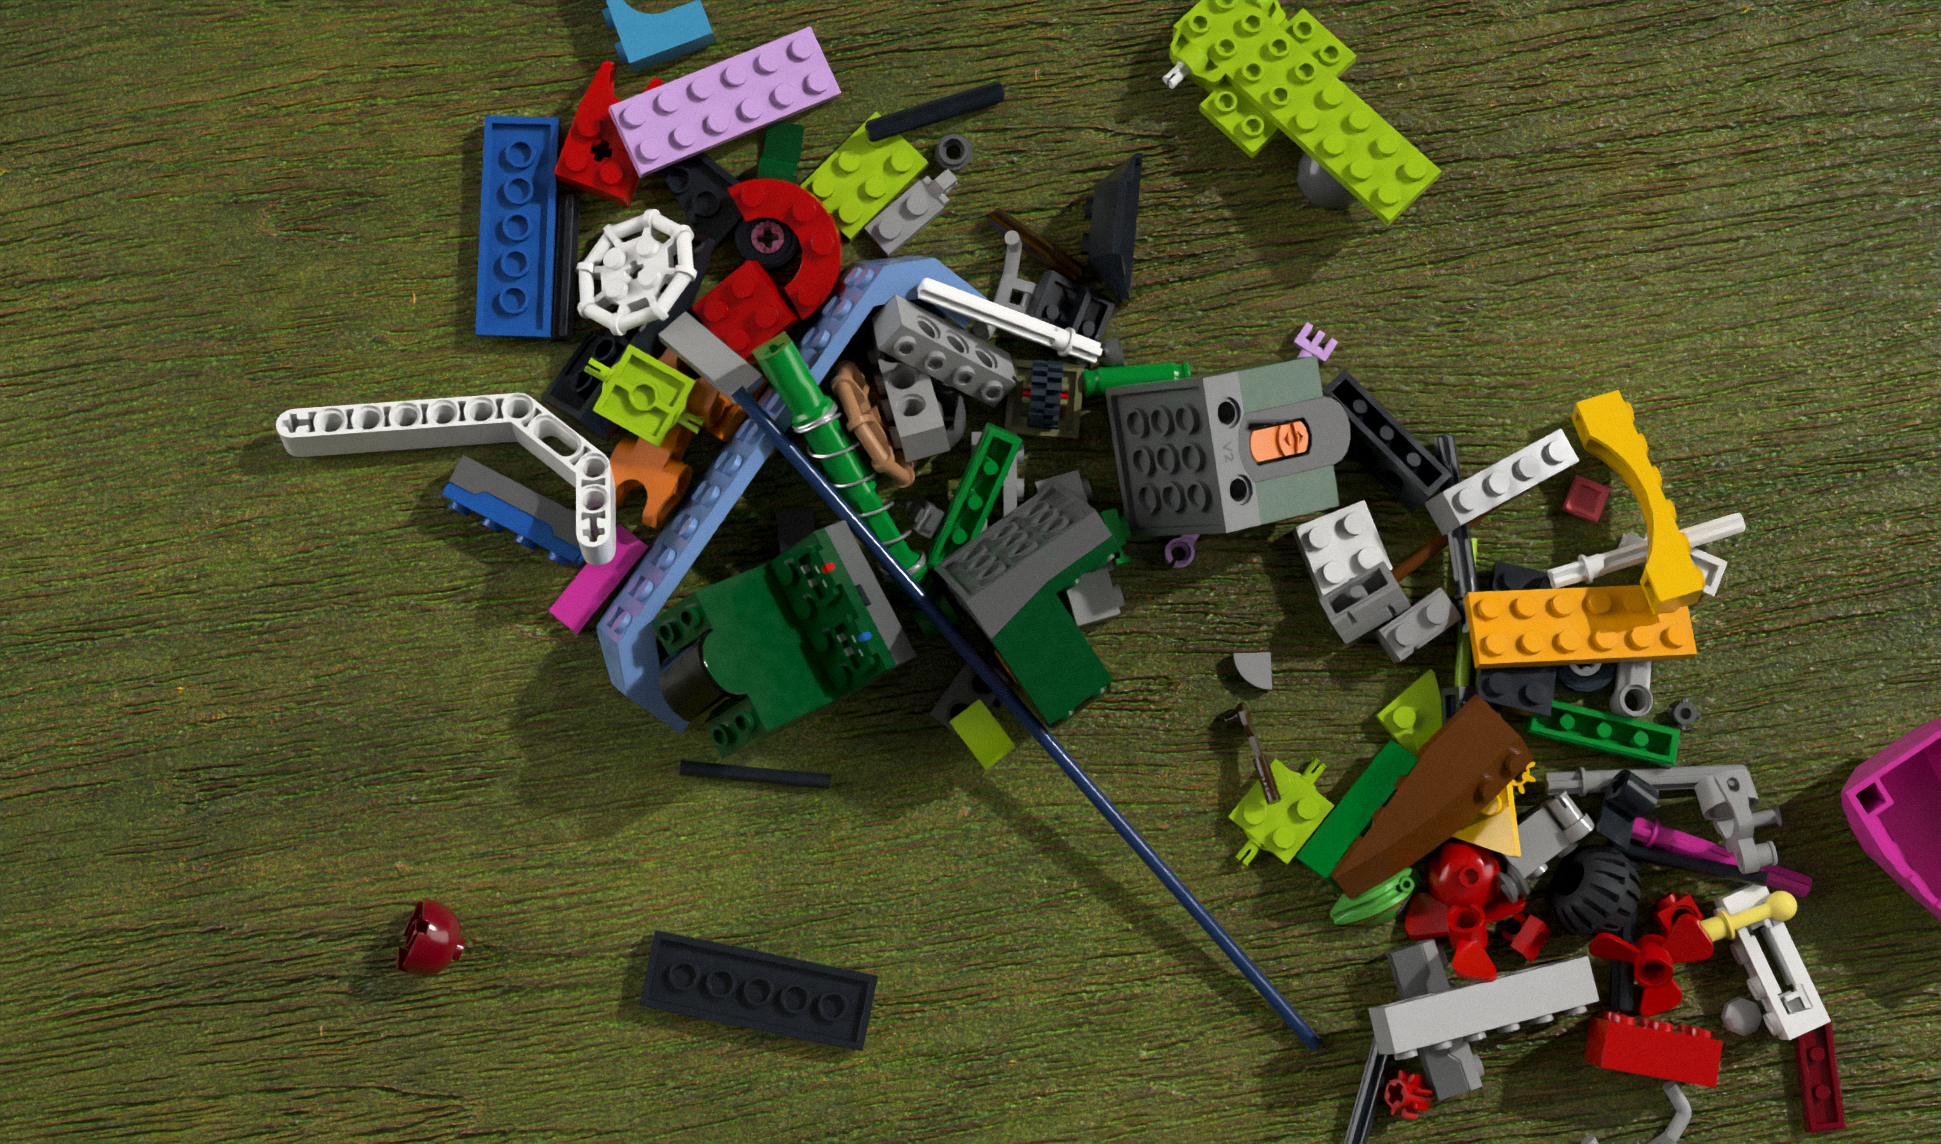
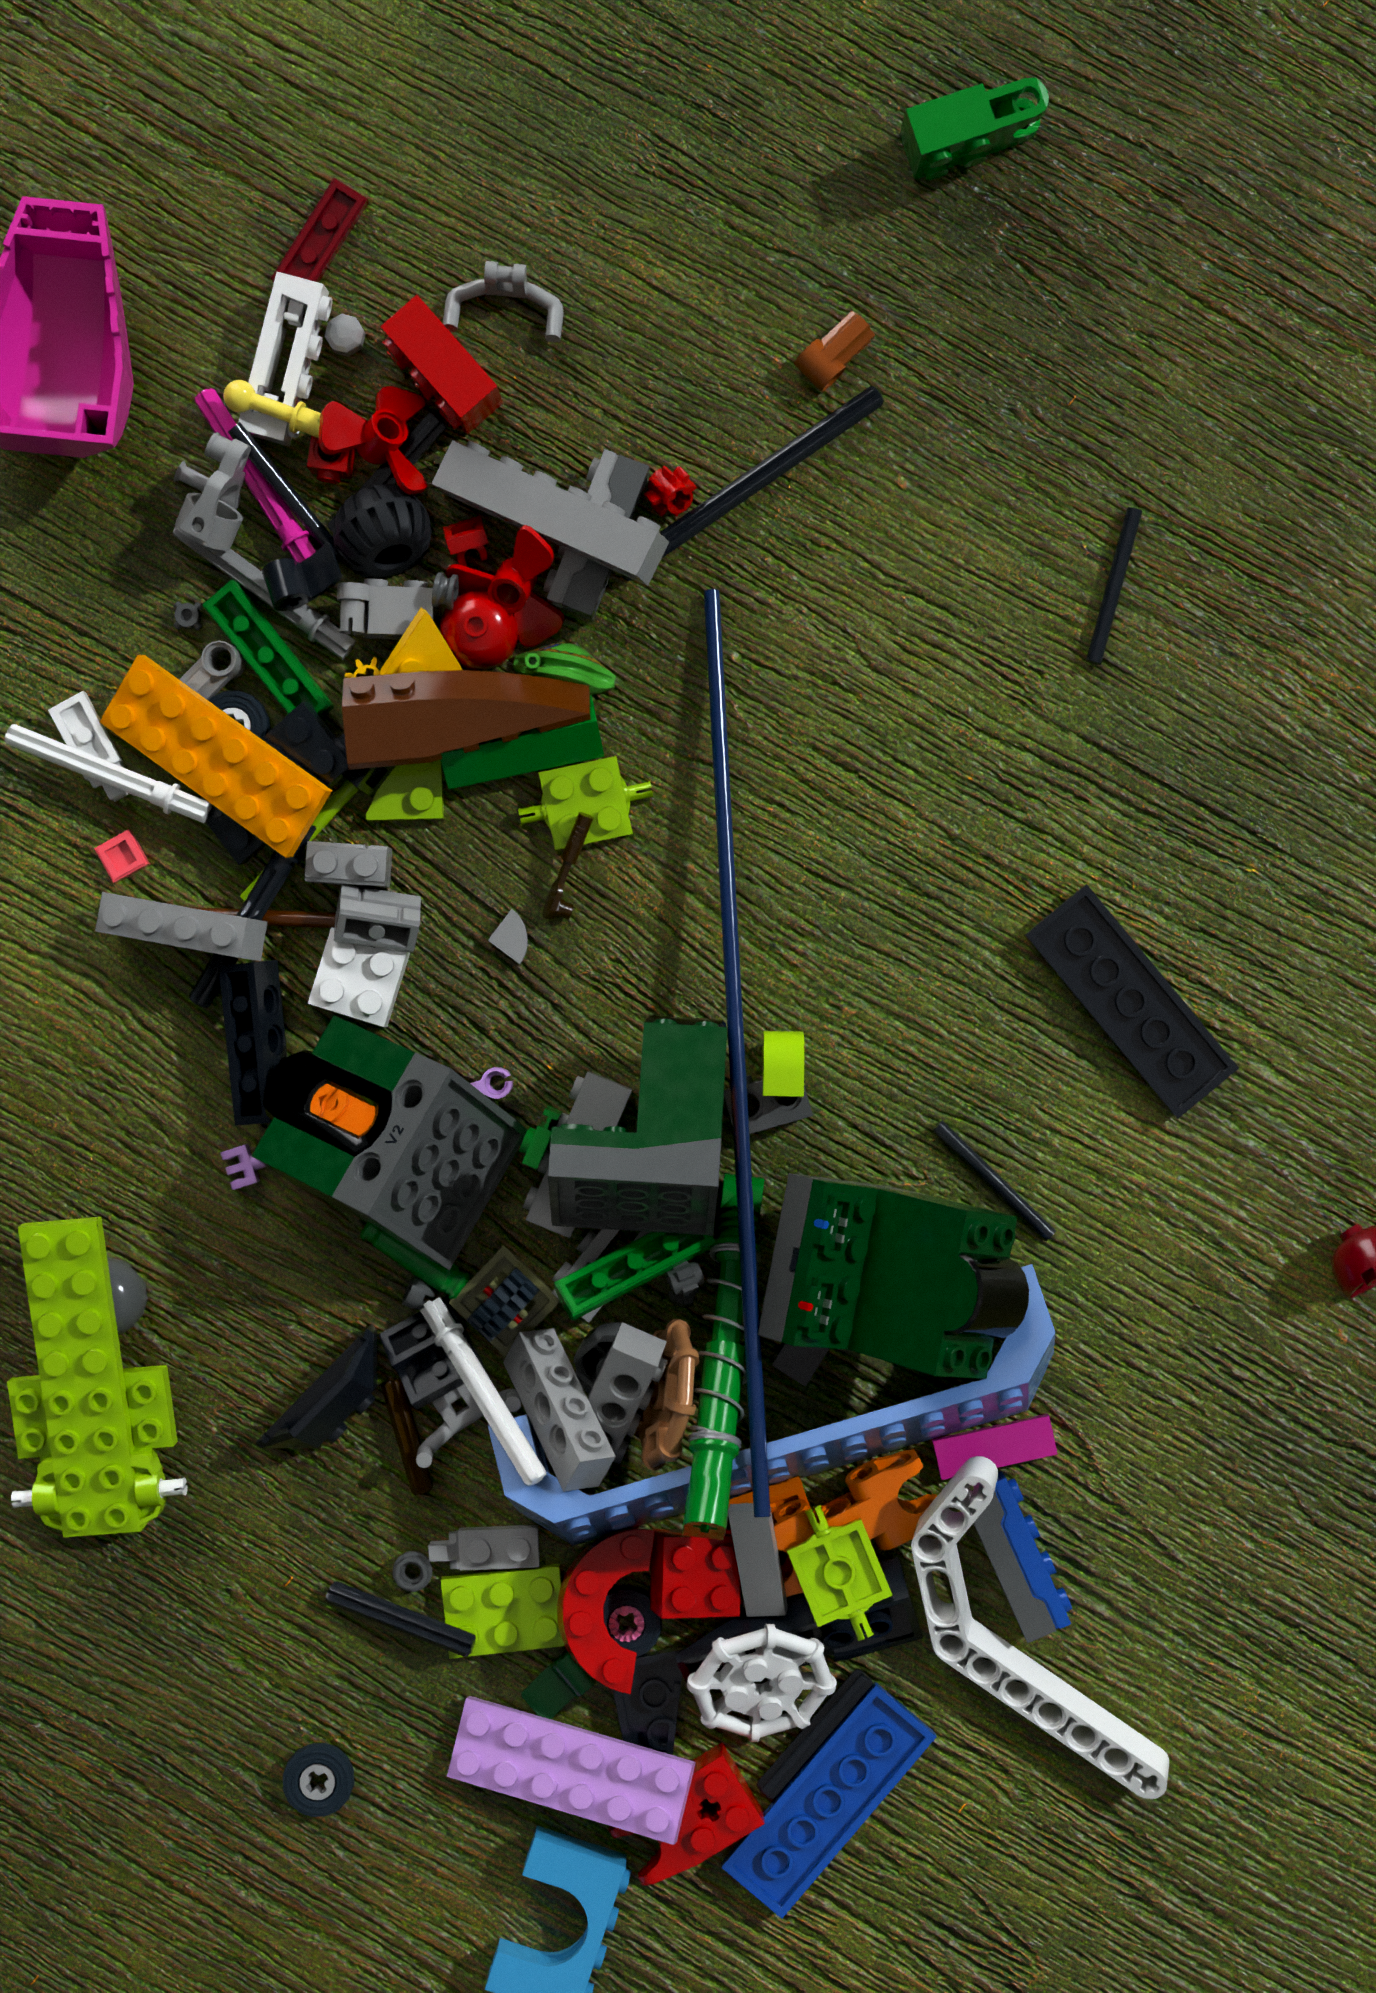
camera: 135 degrees left, 5 degrees up
(1609, 434) = (58, 892): yellow arch -> none

